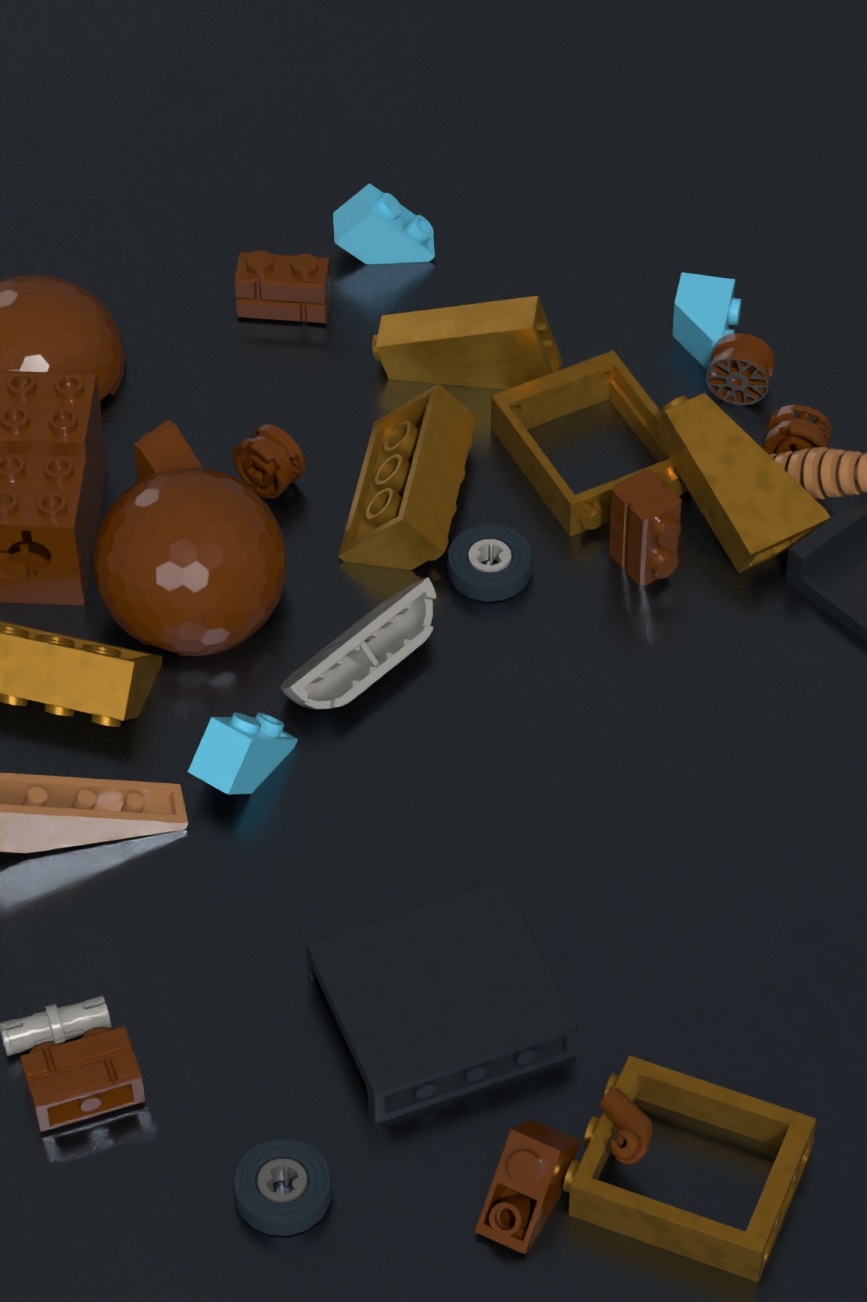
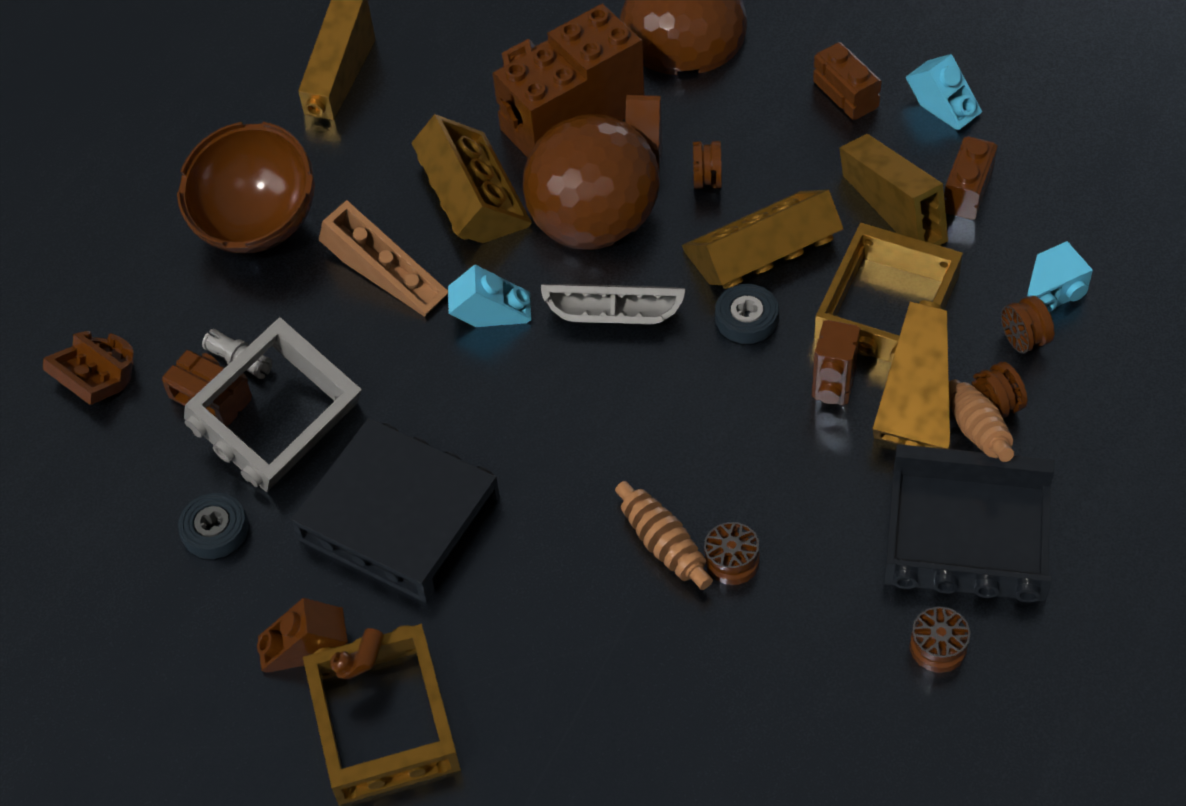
camera: 55 degrees right, 5 degrees up
(192, 951) = (310, 363): none -> light grey window
(510, 273) = (969, 177): none -> reddish brown brick
(762, 801) = (663, 535): none -> medium nougat piece
(774, 765) = (726, 542): none -> reddish brown wheel

